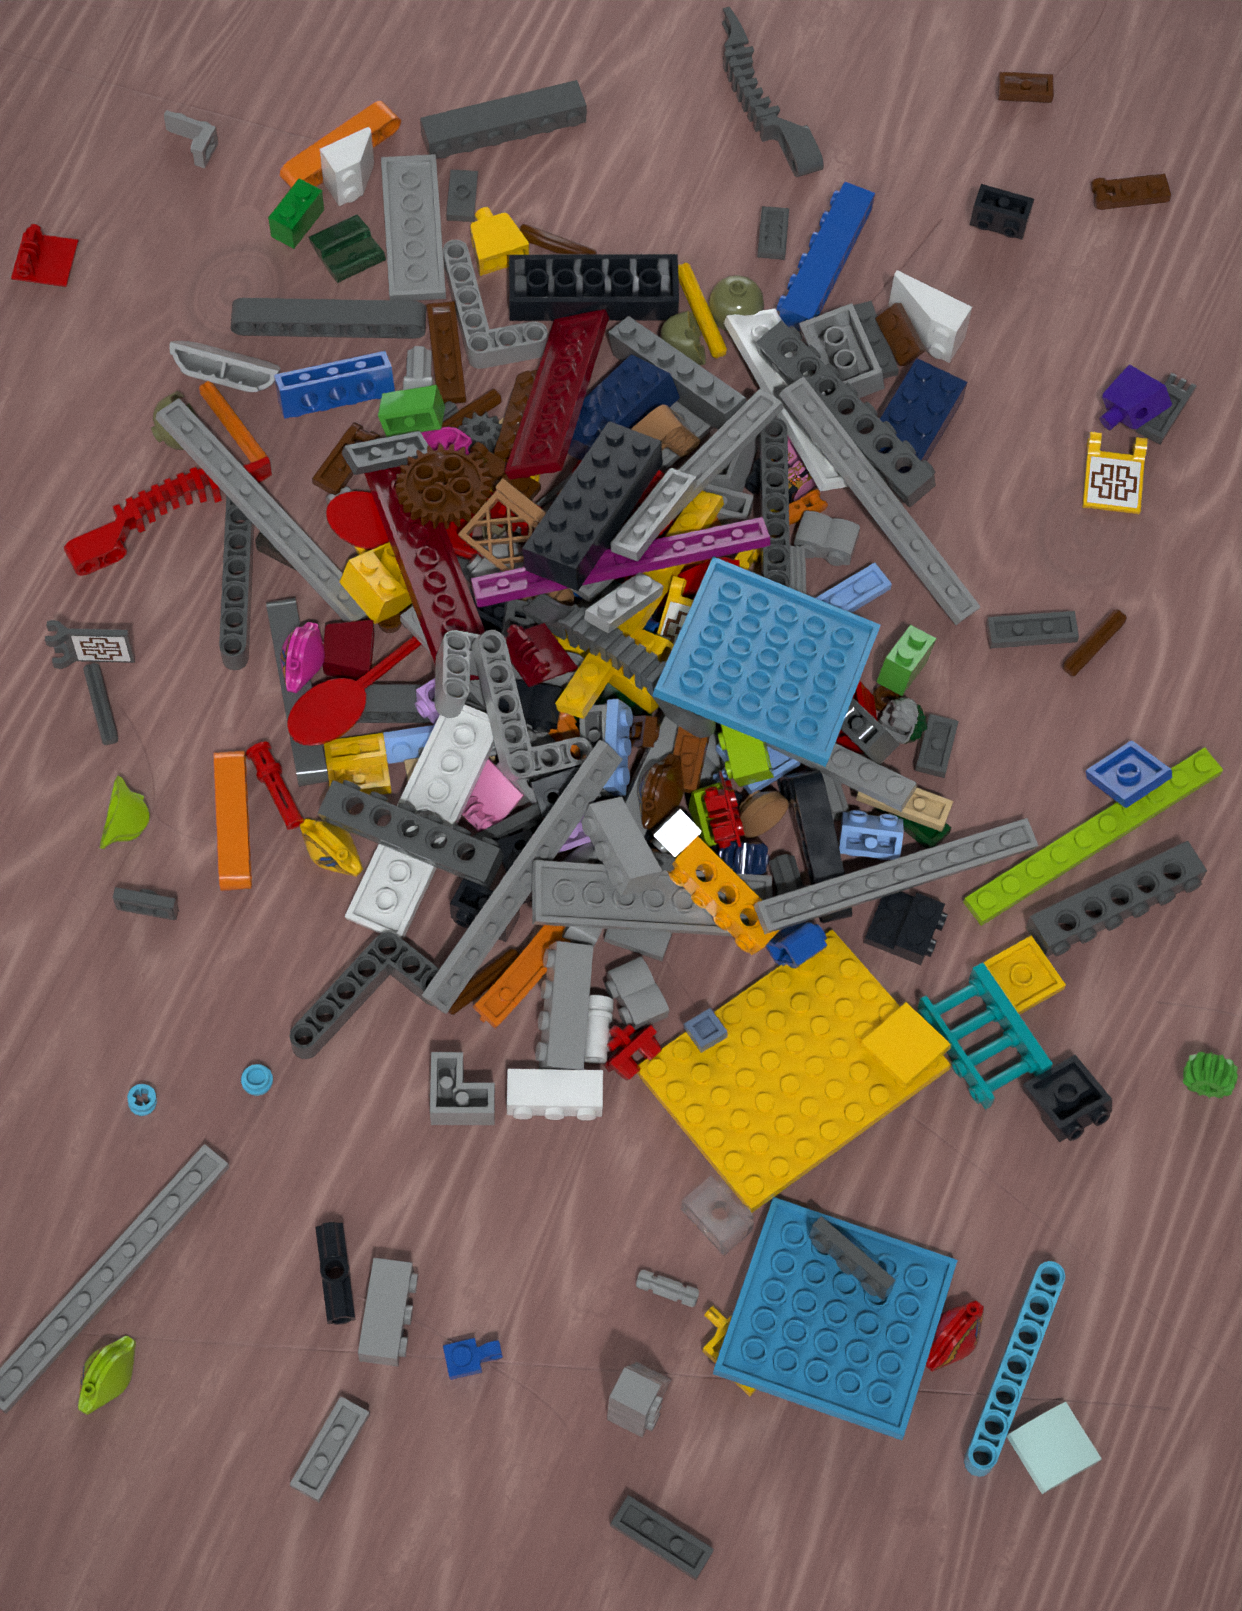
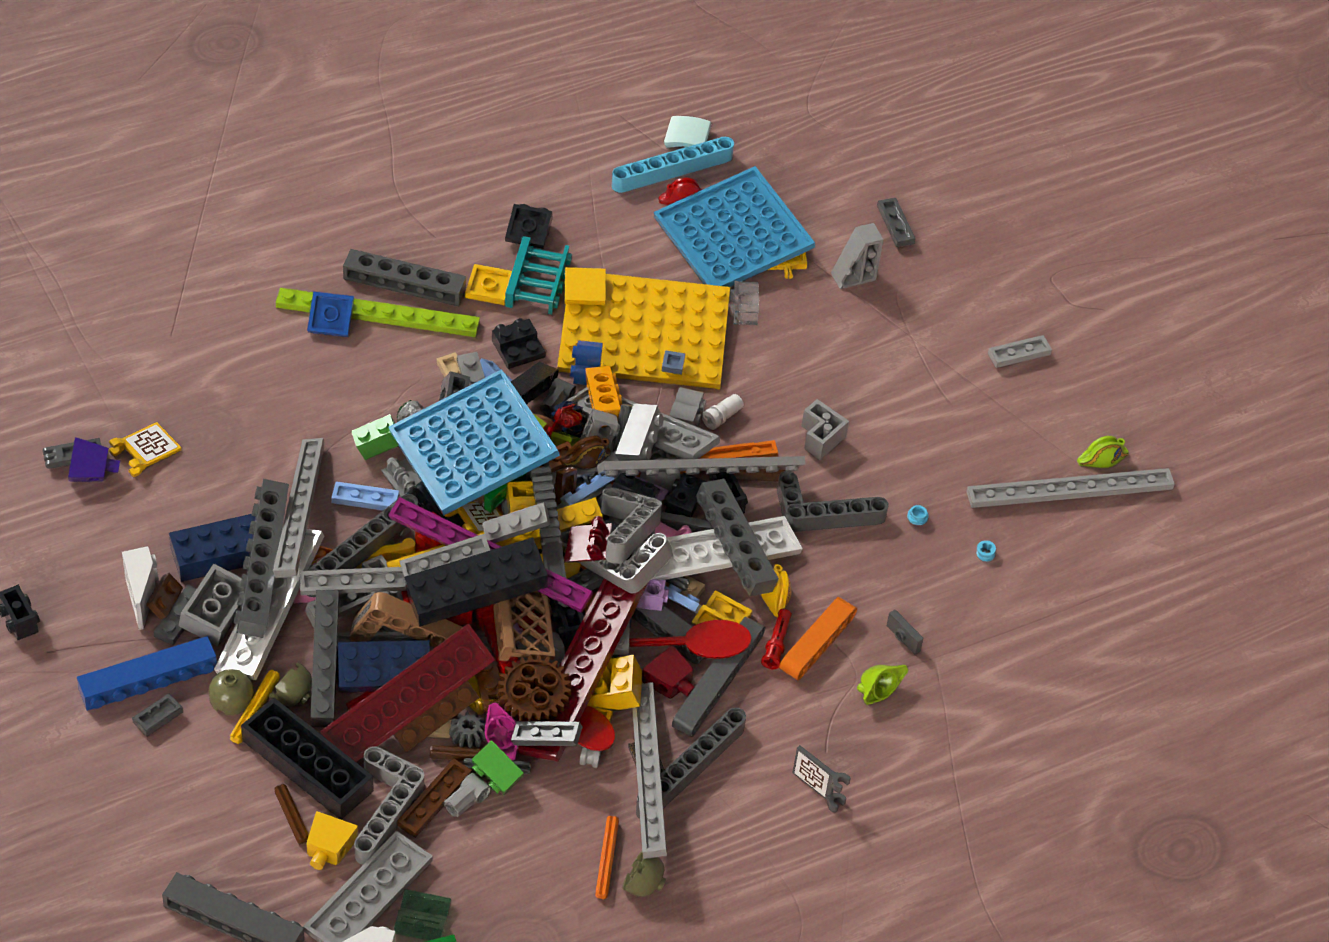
camera: 140 degrees left, 15 degrees down
(100, 704) = (840, 749): dark grey axle -> none
(106, 544) = (753, 841): red piece -> none
(223, 366) = (575, 893): light grey brick -> none
(301, 656) = (703, 677): dark pink hat -> none
(328, 318) = (484, 875): dark grey beam -> none
(334, 384) = (525, 822): blue brick -> none
(335, 471) = (560, 782): reddish brown plate -> none
(337, 1292) = (954, 409): black piece -> none
(387, 1312) = (943, 378): light grey brick -> none
(462, 195) = (313, 893): dark grey plate -> none
(465, 1357) = (918, 341): blue plate -> none
(554, 1093) = (772, 400): white brick -> none
(565, 1006) = (736, 417): light grey brick -> none
(621, 1060) = (715, 390): red hips -> none
(667, 1288) = (798, 299): light grey axle -> none
(795, 140) = (74, 756): dark grey piece -> none
(827, 538) = (337, 525): light grey brick -> none
(851, 1259) = (707, 235): dark grey plate -> none
(895, 876) = (505, 350): light grey plate -> none
(936, 746) = (415, 392): dark grey plate -> none
(1032, 629) = (289, 410): dark grey plate -> none
(1094, 642) = (264, 384): reddish brown axle -> none
(1210, 1075) = (454, 185): bright green gear -> none

